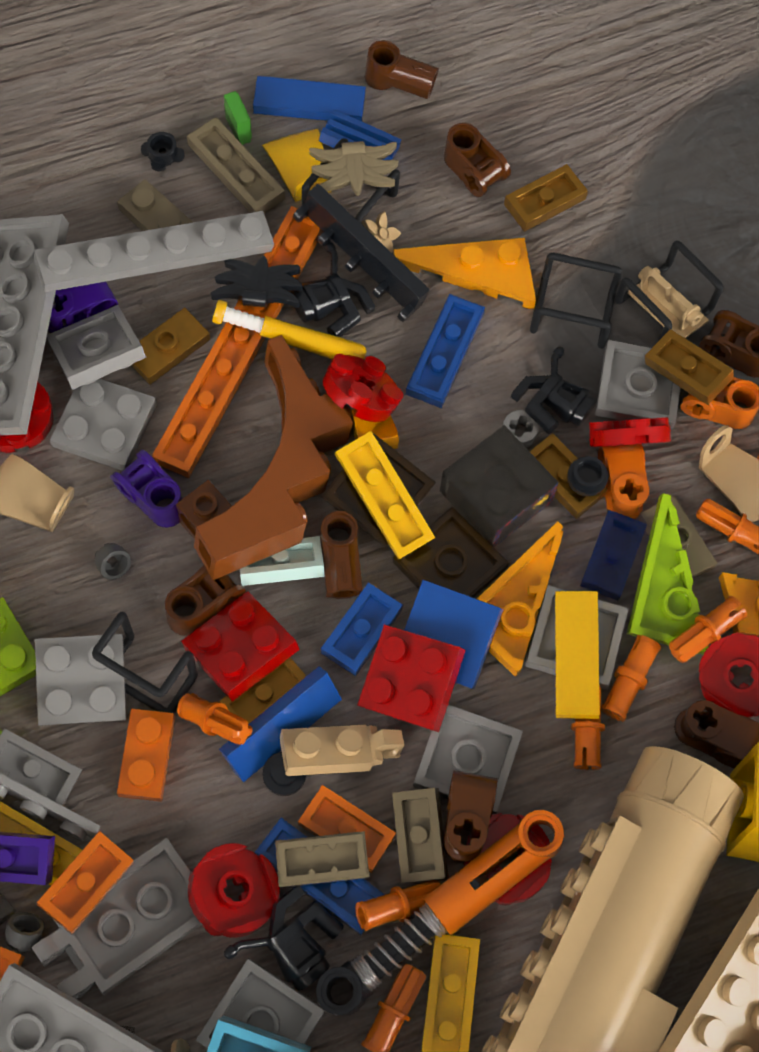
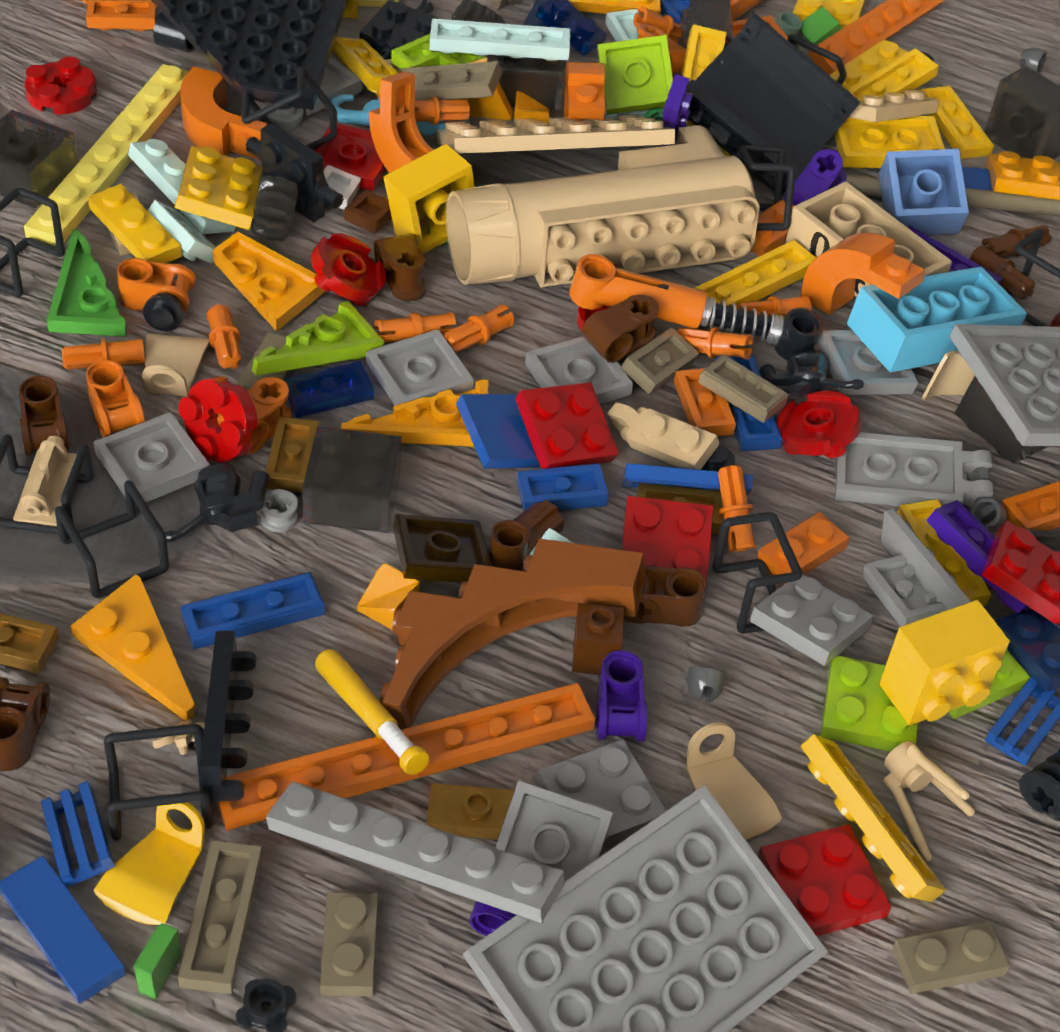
camera: 135 degrees left, 20 degrees down
(85, 882) = (925, 486): orange plate -> none
(258, 283) = (345, 765): black piece -> none
(328, 294) = (296, 728): black piece -> none
(354, 166) = (141, 764): dark tan piece -> none
(362, 386) = (349, 625): red plate -> none
(384, 495) = (450, 523): yellow plate -> none
(455, 558) = (442, 482): dark brown tile -> none
(577, 654) = (438, 348): yellow tile -> none
(587, 476) = (285, 423): black plate -> none
(689, 367) = (115, 413): pearl gold plate -> none
(707, 629) = (337, 294): orange axle -> none

